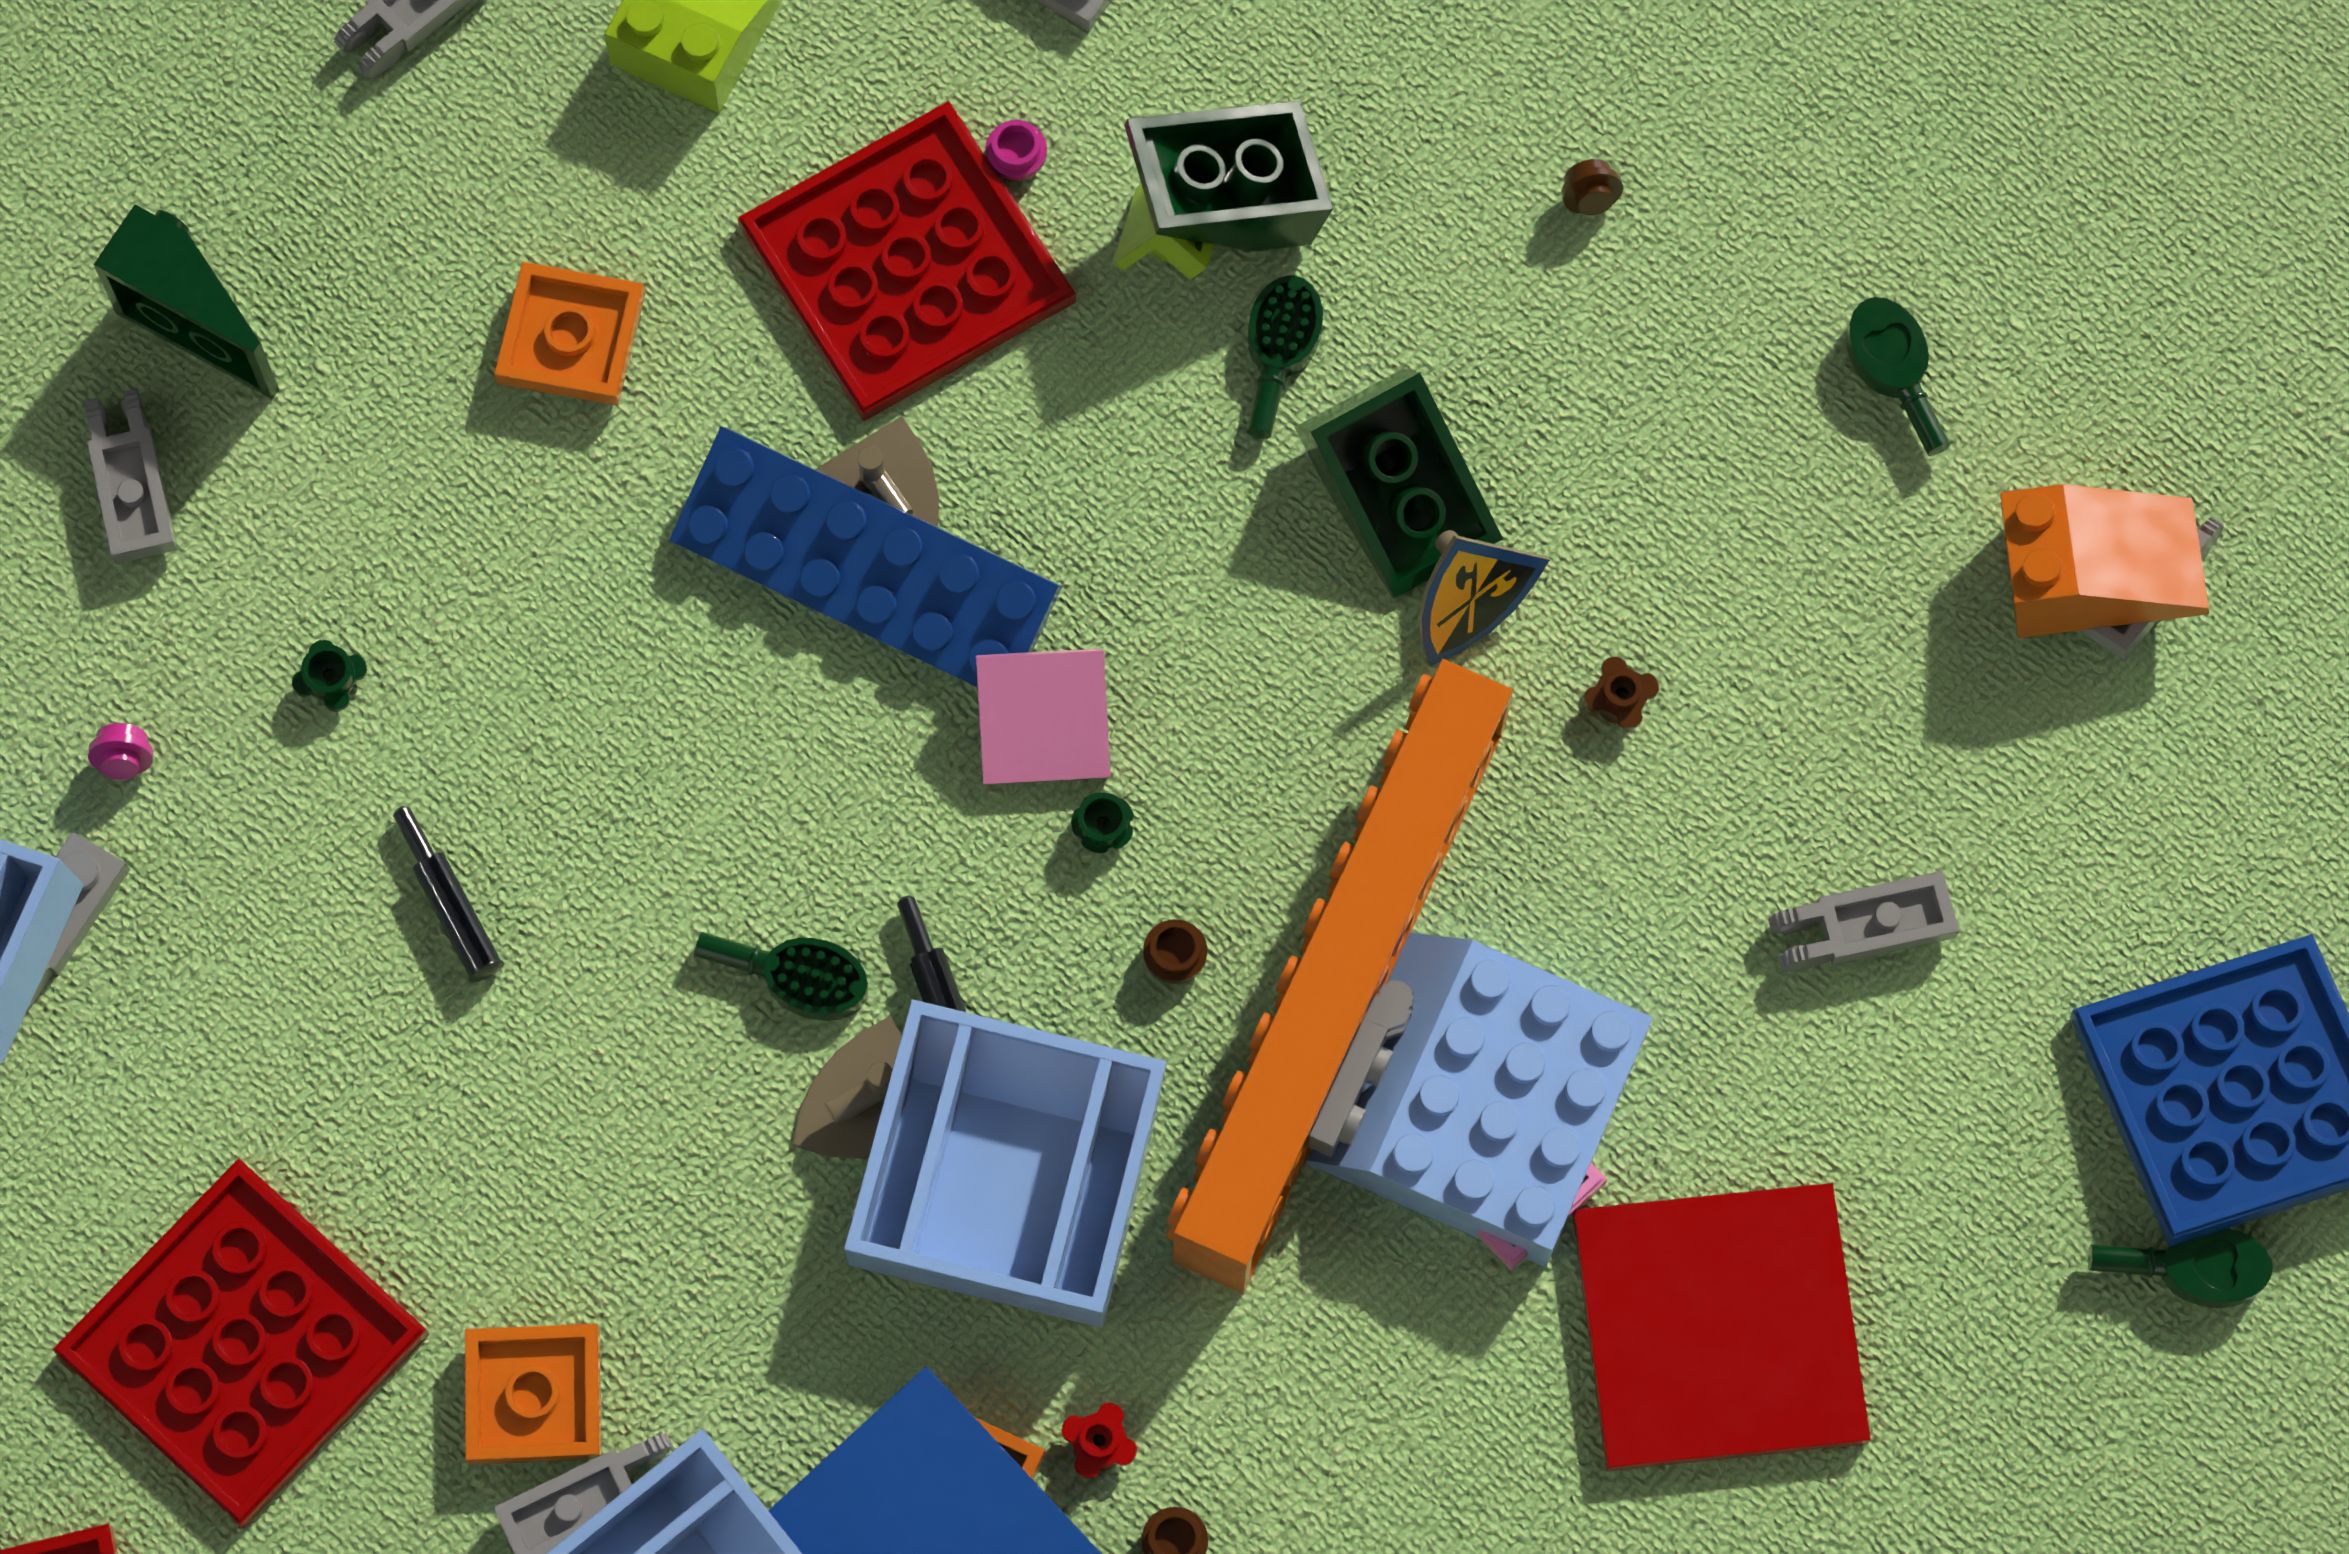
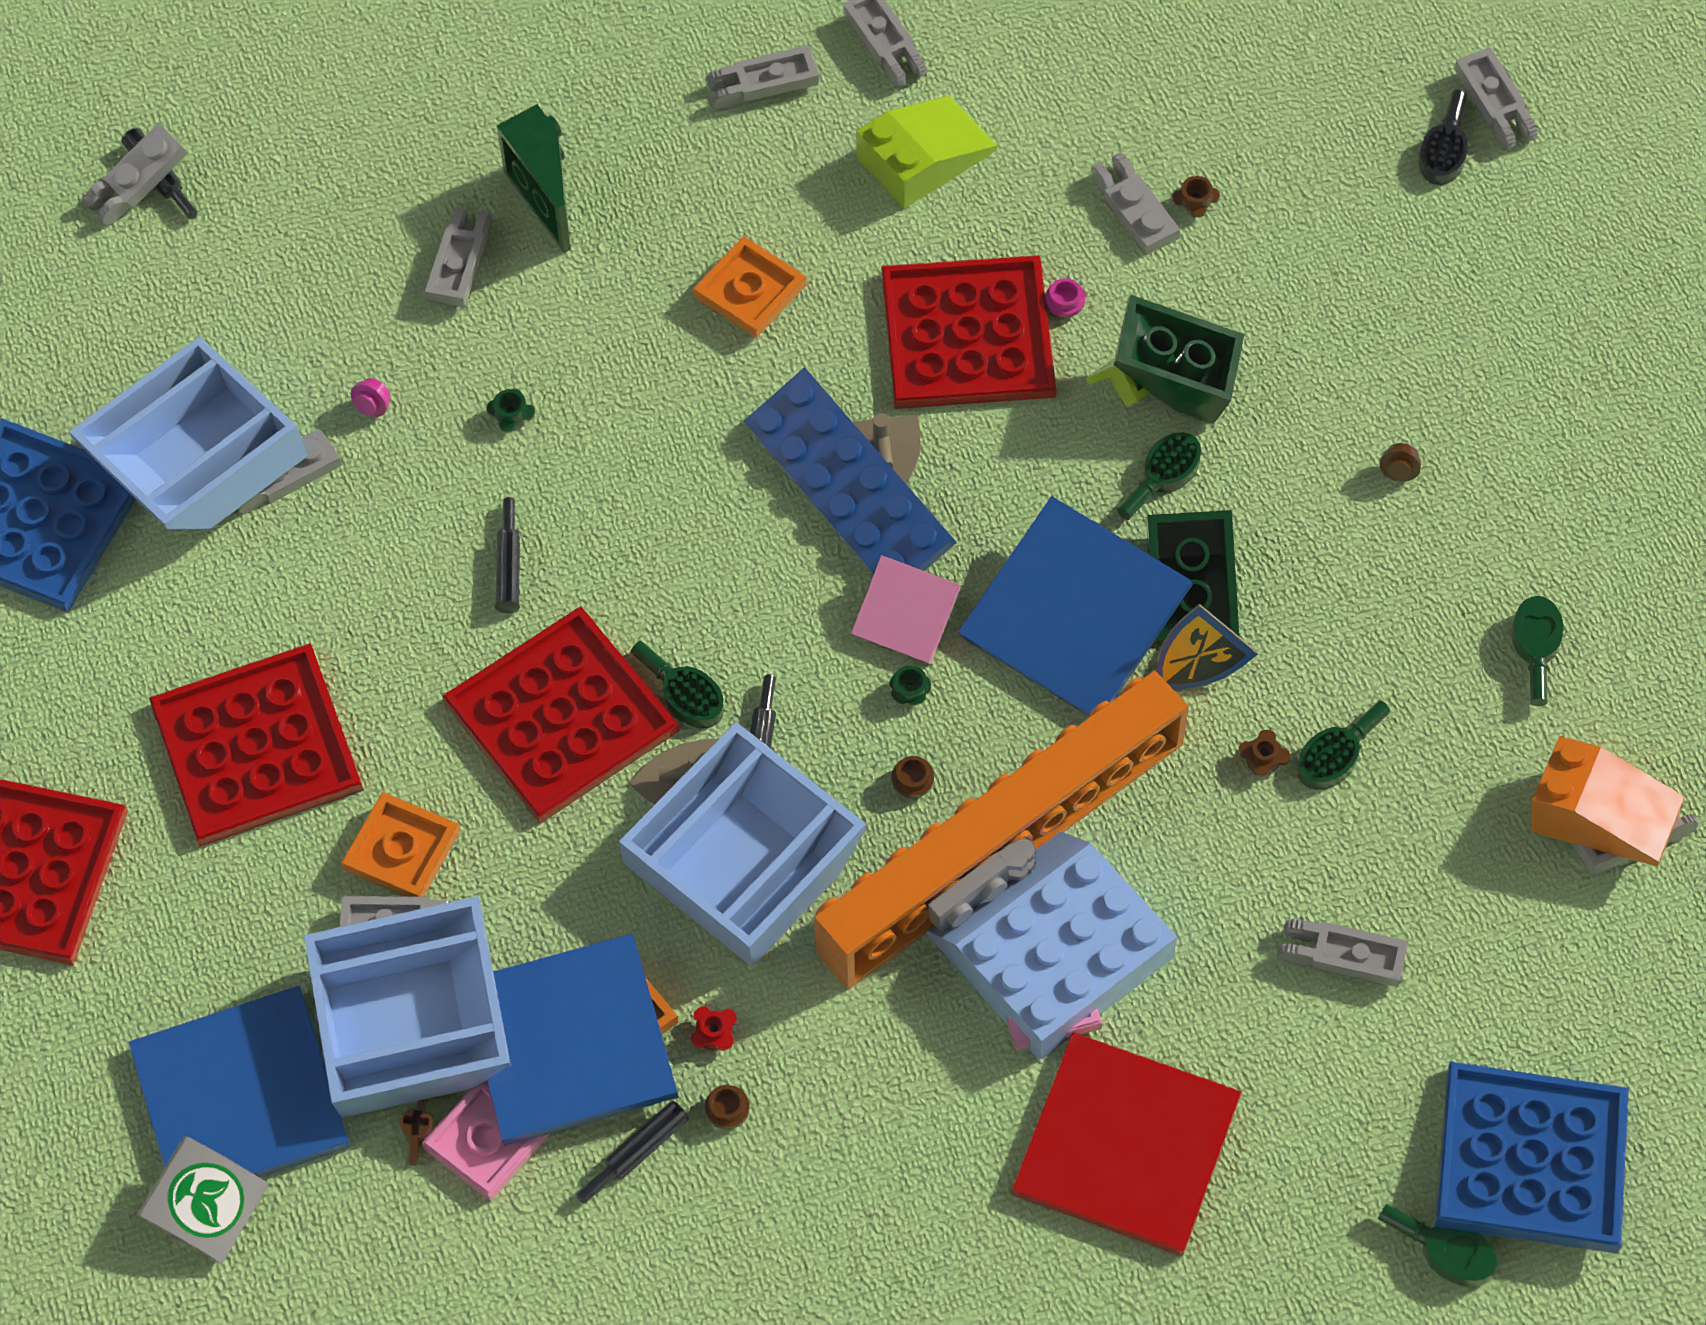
camera: 30 degrees right, 10 degrees down
(644, 1091) = (560, 714): none -> red tile
(1271, 607) = (1075, 608): none -> blue tile
(1712, 642) = (1334, 751): none -> dark green piece

